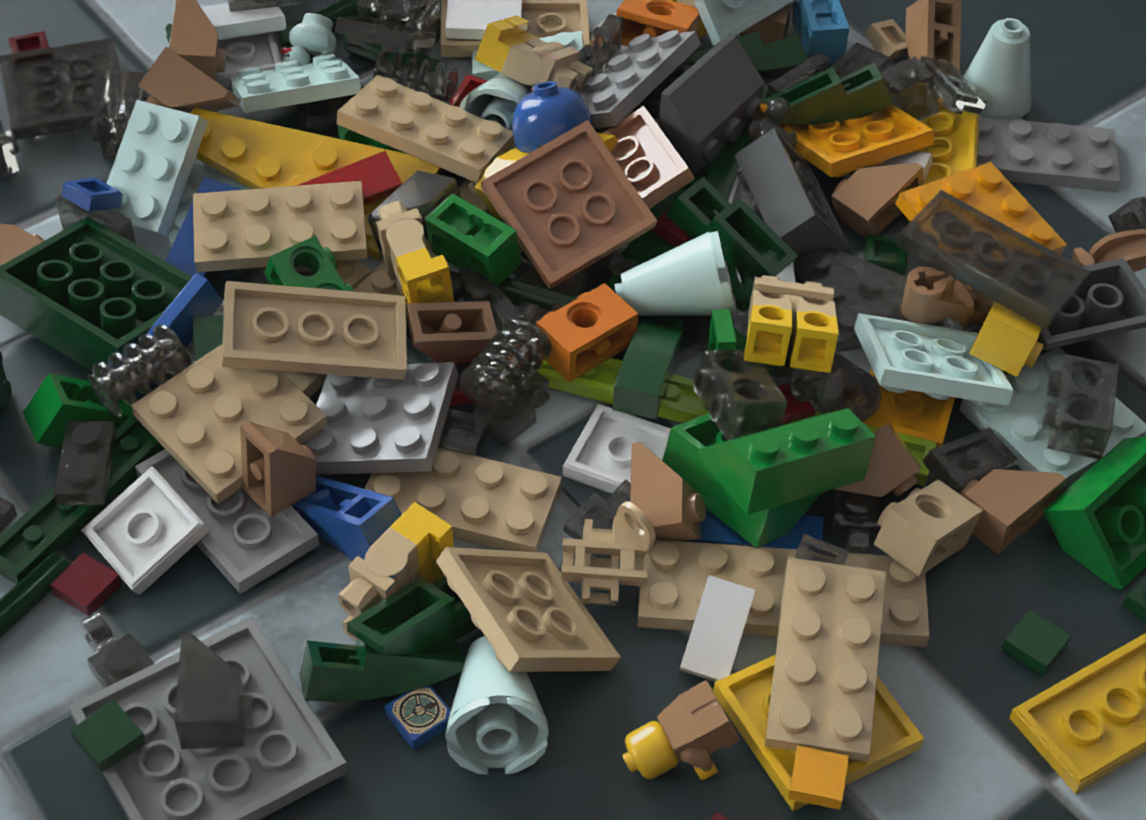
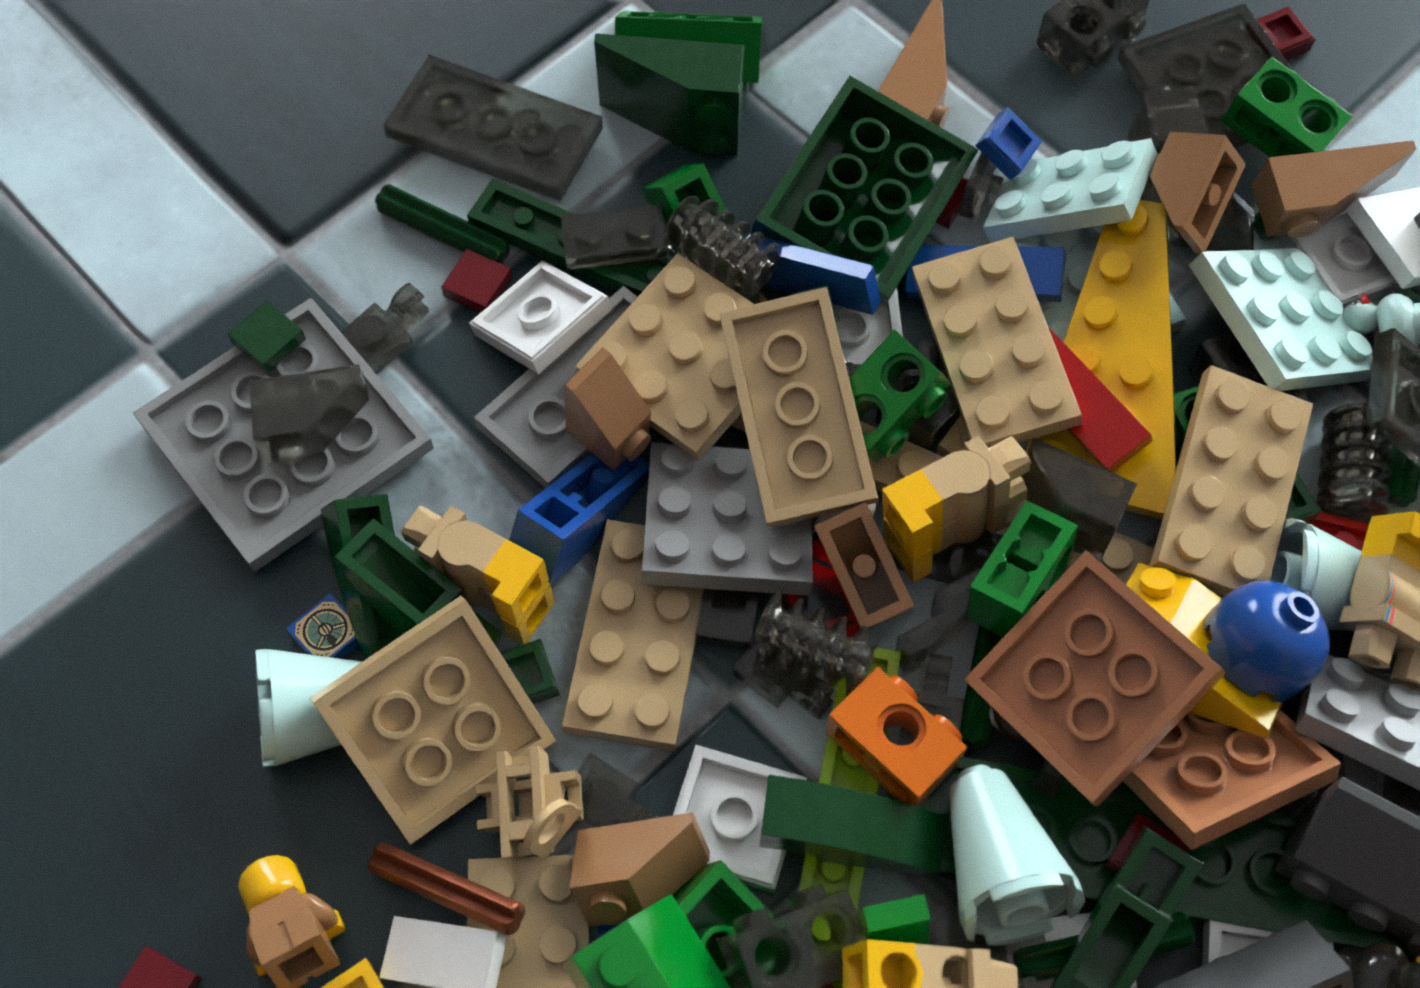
camera: 85 degrees right, 15 degrees up
(124, 43) = (1285, 113): none -> green brick
(663, 623) = (447, 888): none -> copper axle

